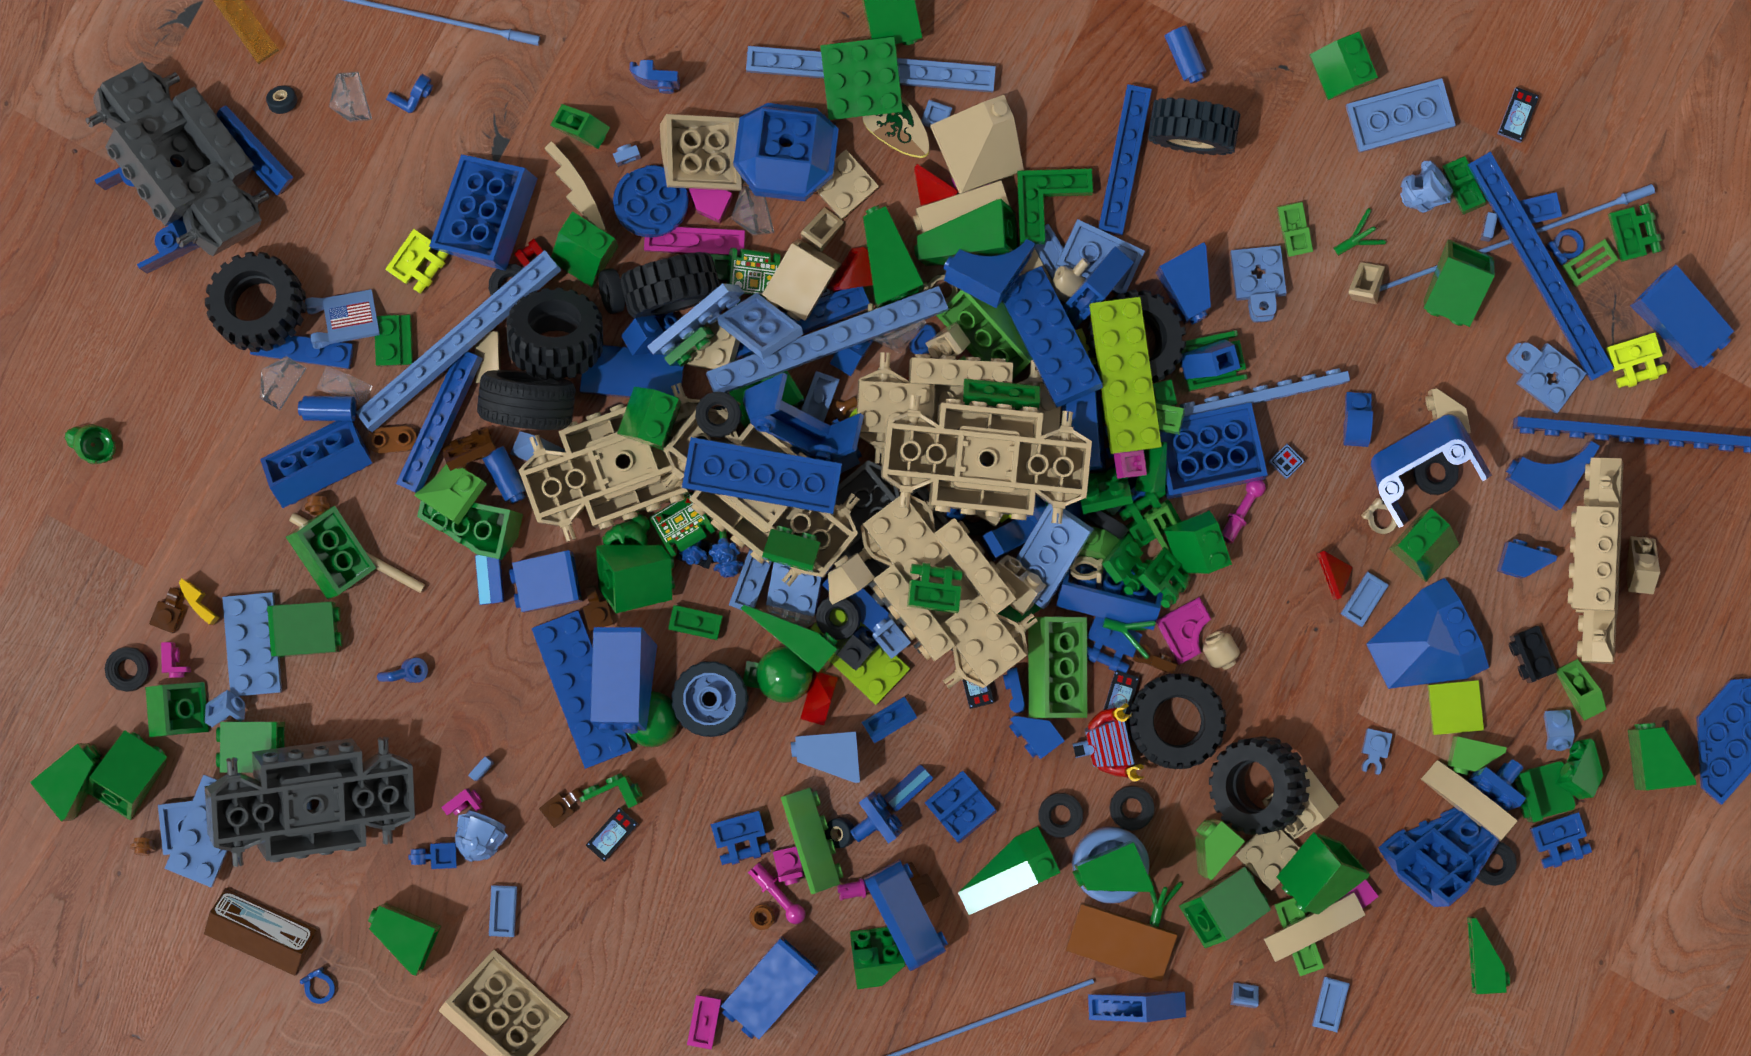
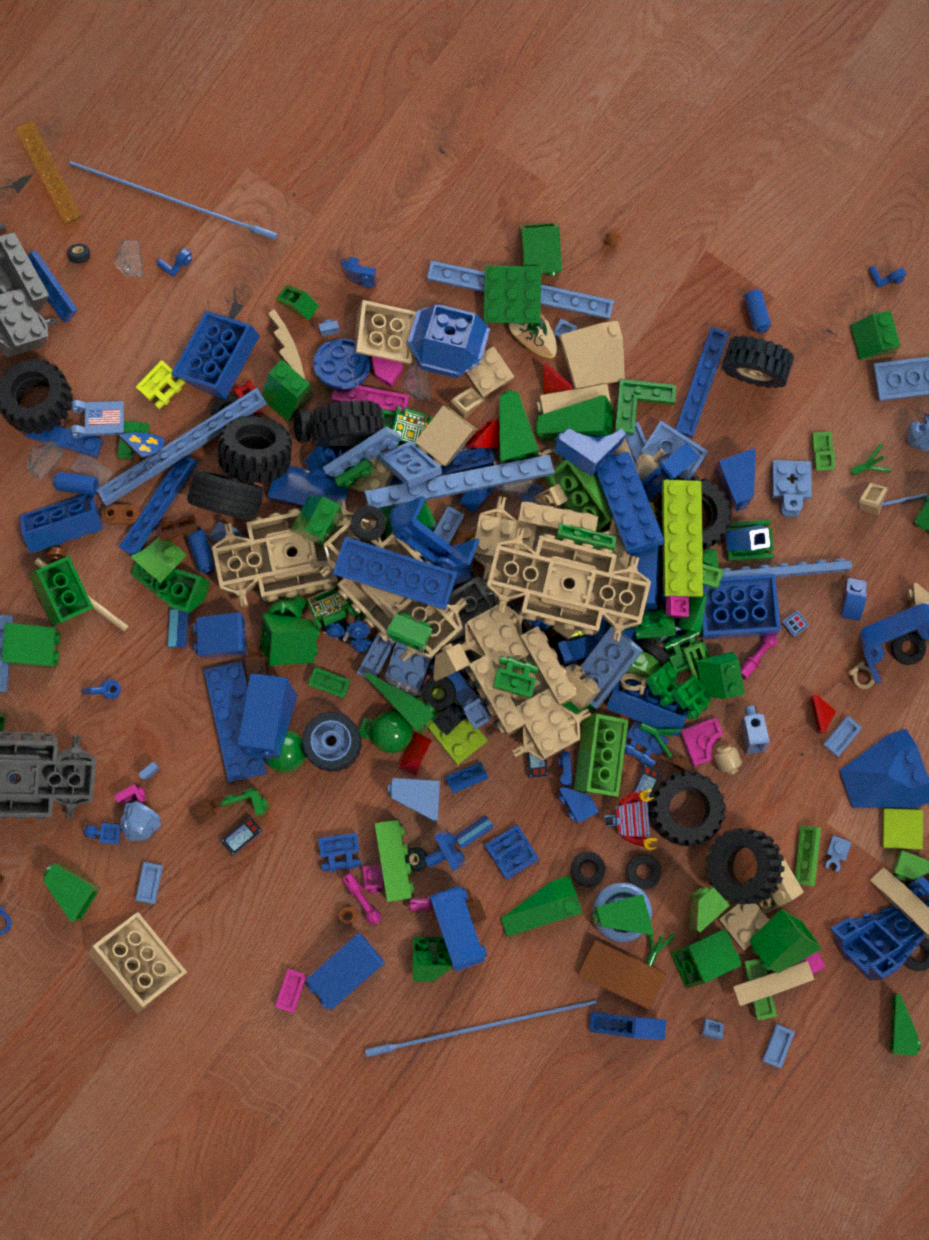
camera: 10 degrees right, 5 degrees down
(407, 345) = (142, 444): none -> blue shield
(489, 350) = (204, 457): tan slope -> none
(1254, 618) = (755, 737): none -> medium blue torso
(1338, 758) = (807, 855): none -> bright green plate
(1425, 544) = (895, 700): green slope -> none

